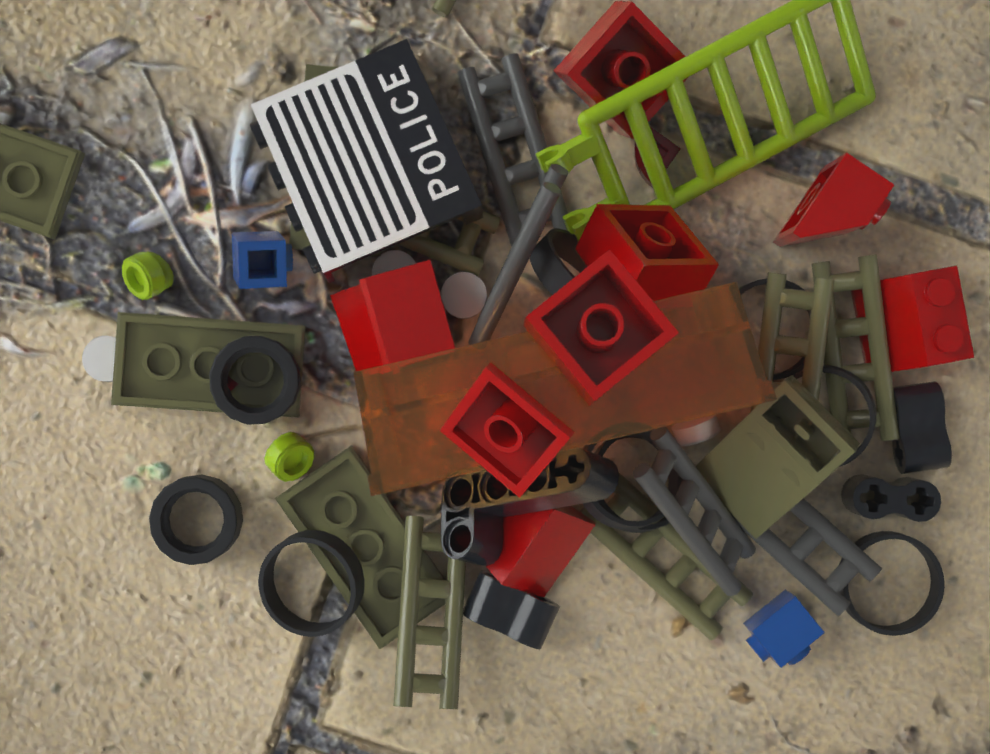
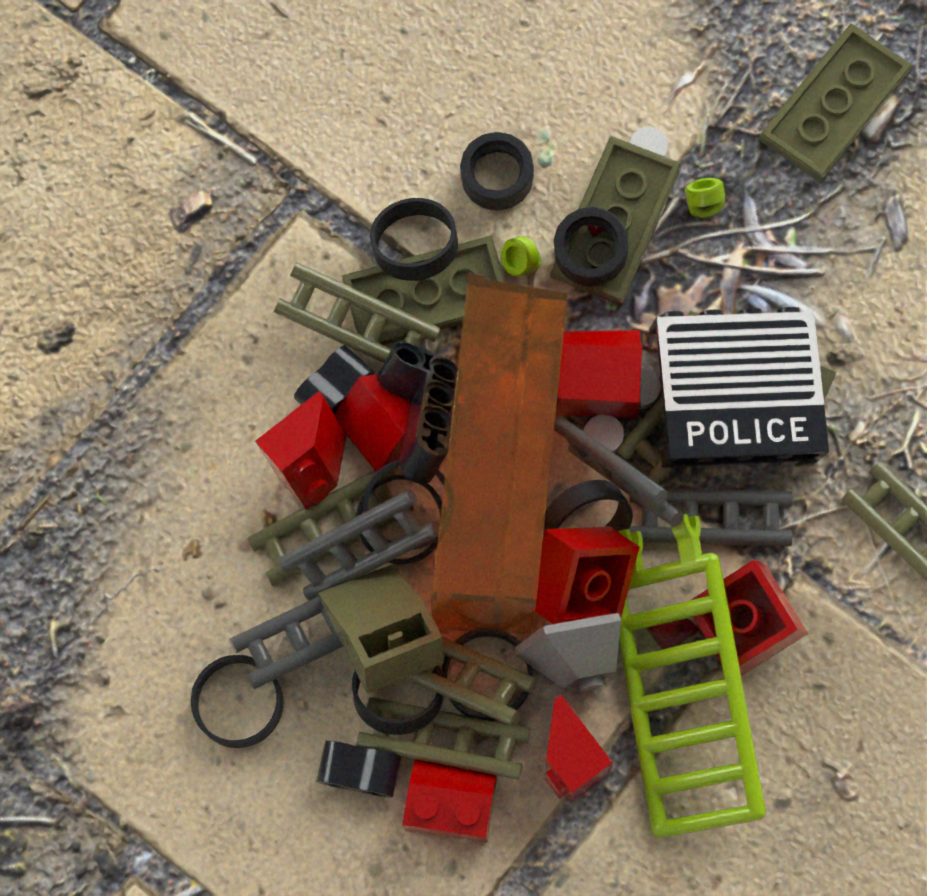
camera: 115 degrees right, 15 degrees down
(261, 259) = (686, 282): blue brick -> none
(506, 430) = (483, 384): red slope -> none
(599, 327) = (535, 473): red brick -> none
(606, 611) = (306, 450): none -> red slope
(696, 430) = (424, 580): tile -> none
(727, 232) = (575, 651): none -> light grey slope
(782, 630) = (232, 595): blue brick -> none
(891, 497) = (308, 723): black axle -> none

